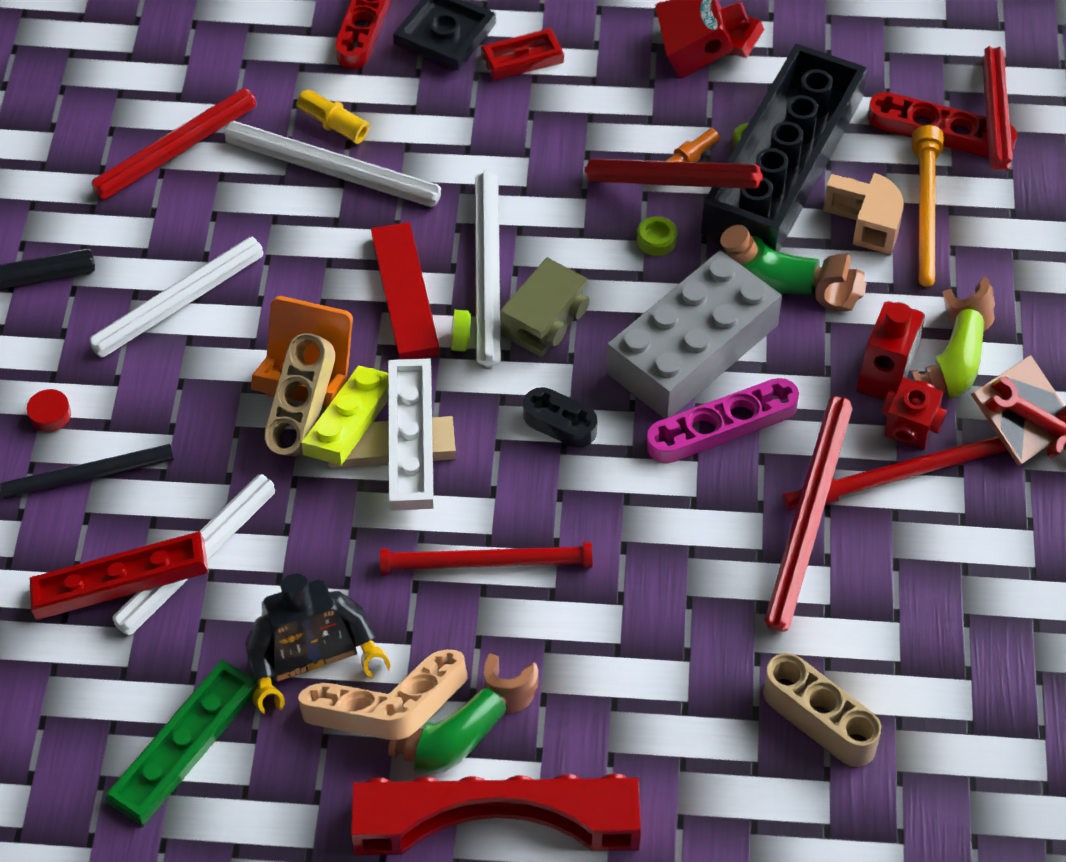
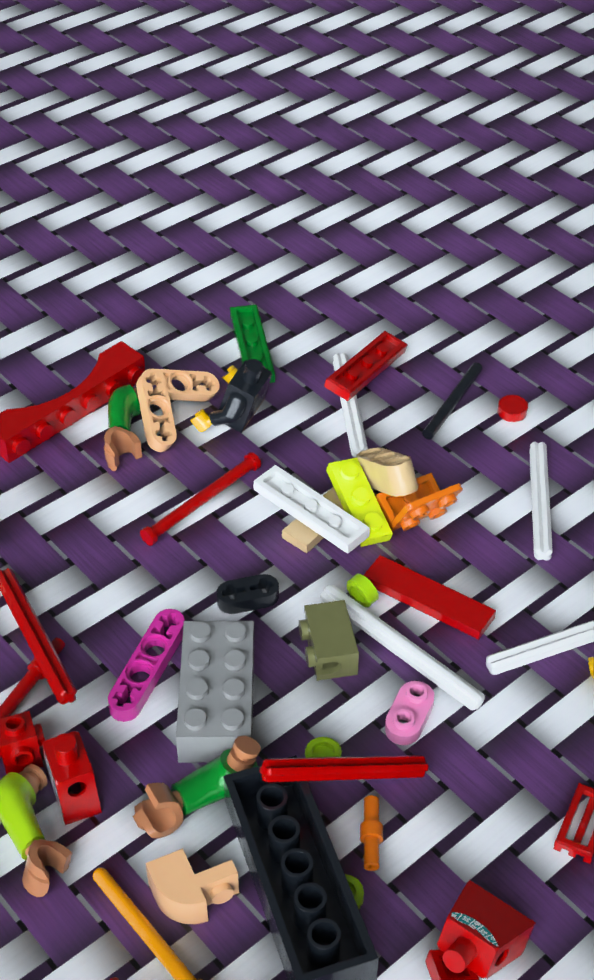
camera: 135 degrees right, 10 degrees down
(550, 214) = (410, 709): none -> bright pink plate

